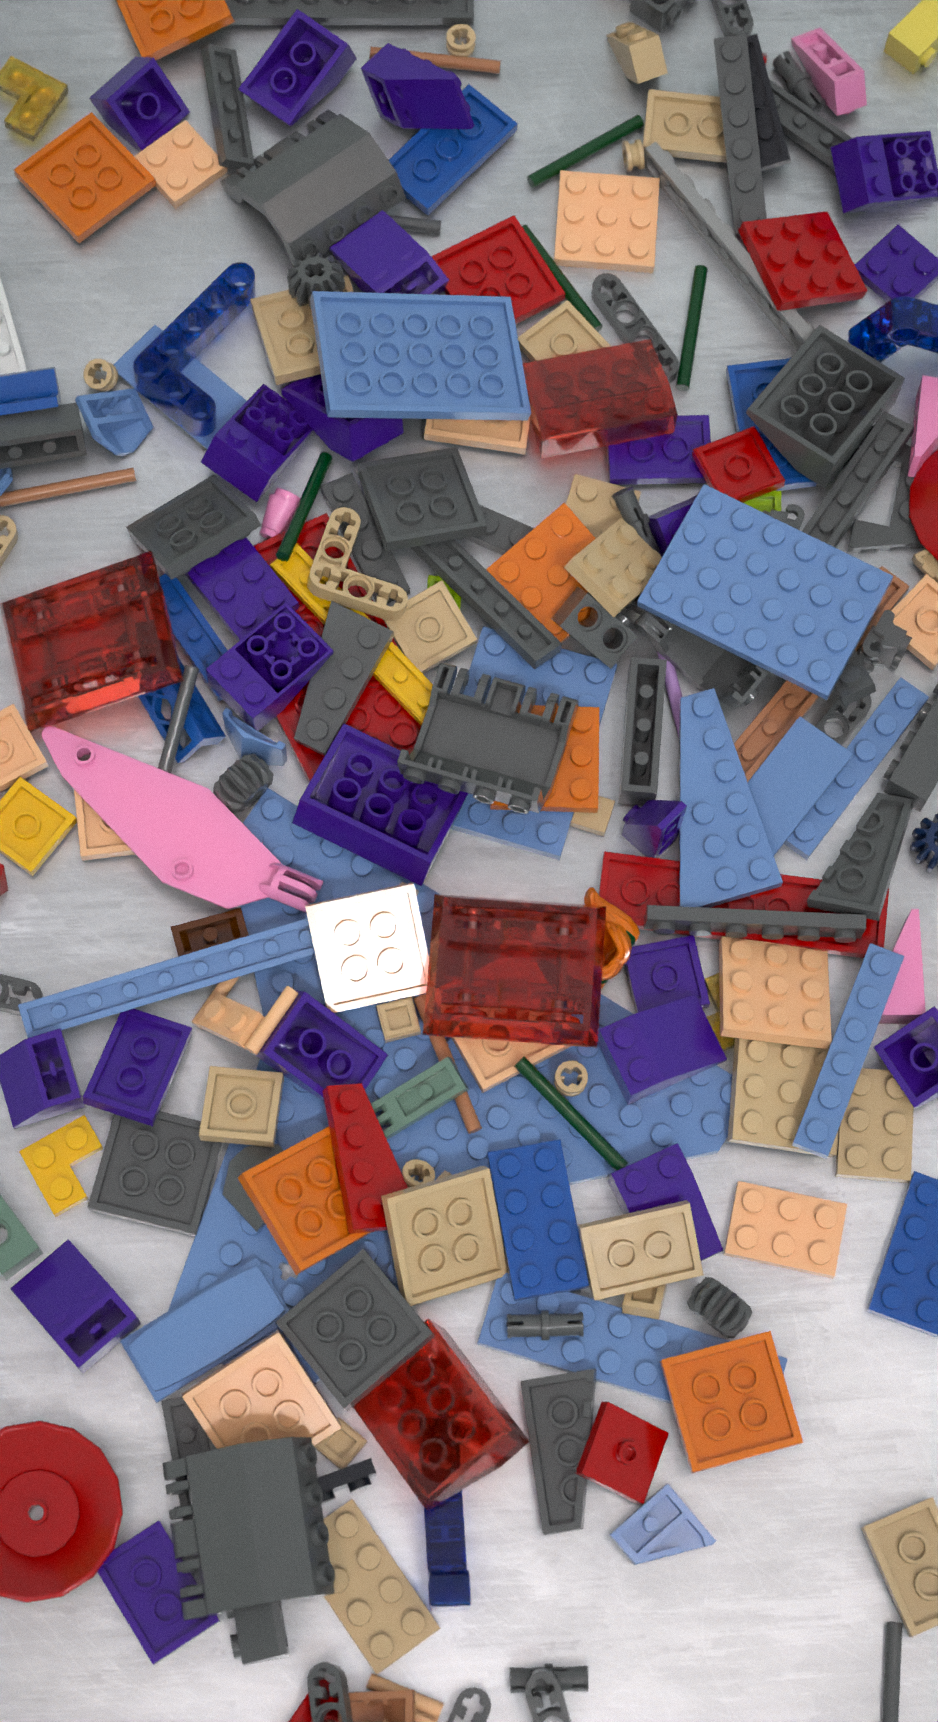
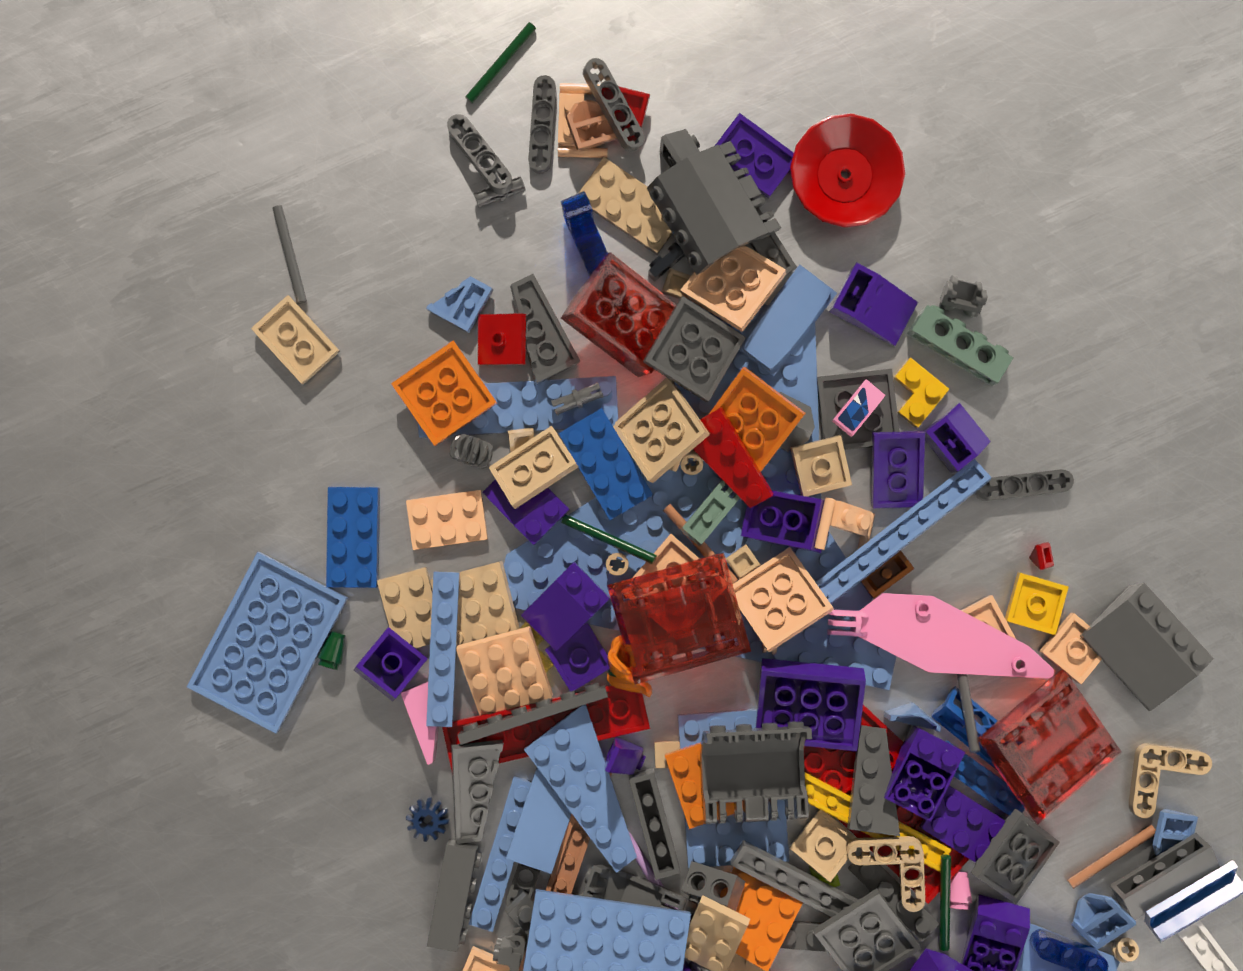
camera: 165 degrees right, 15 degrees up
(157, 1166) = (858, 408): none -> slope
(243, 783) = (906, 685): dark grey gear -> none

